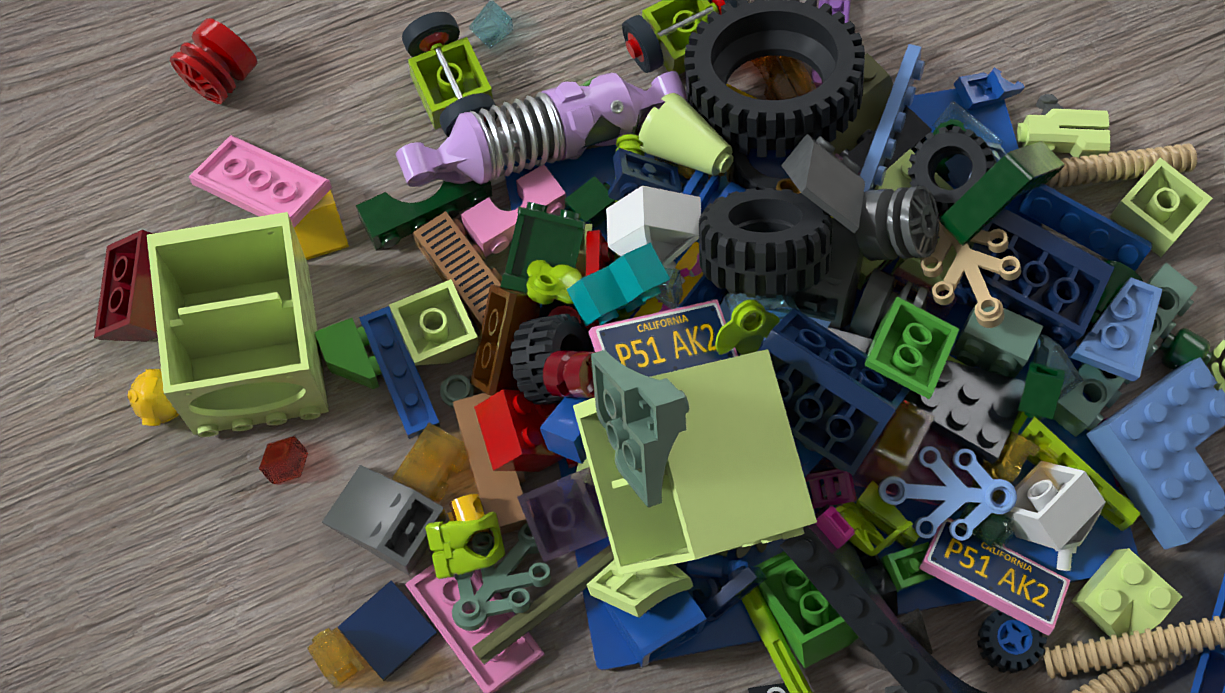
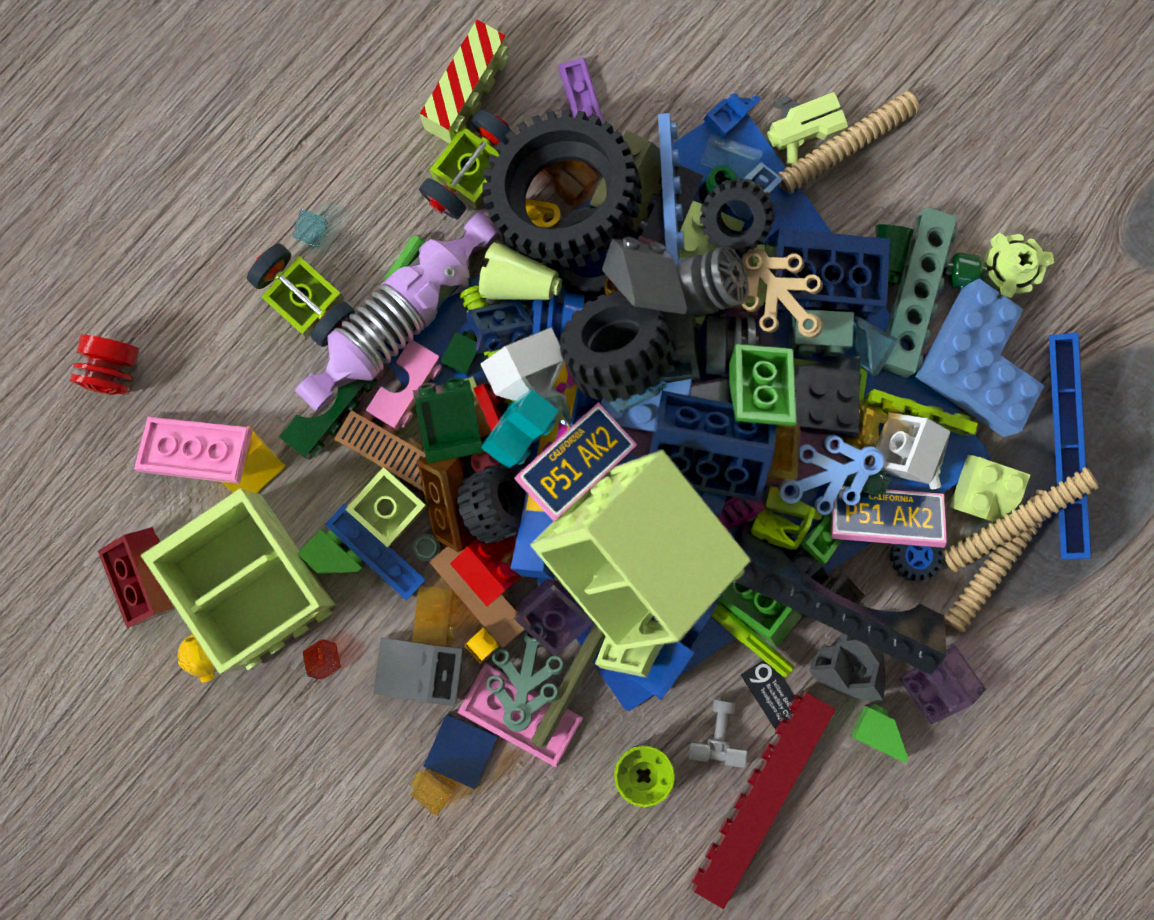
camera: 25 degrees left, 15 degrees up
(450, 549) = (480, 671): lime piece -> none
(550, 283) = (465, 443): lime plate -> none
(569, 374) = (522, 518): dark red wheel -> none
(640, 422) = (597, 559): sand green slope -> none
(746, 328) = (633, 420): lime plate -> none
(835, 527) = (759, 543): dark pink tile -> none
(1010, 177) = (786, 215): dark green beam -> none
(1041, 391) = (871, 366): dark green brick -> none
(1085, 226) = (852, 200): blue plate -> none
(1122, 332) = (914, 284): medium blue wing -> none
(1161, 206) = (905, 158): yellowish green slope -> none

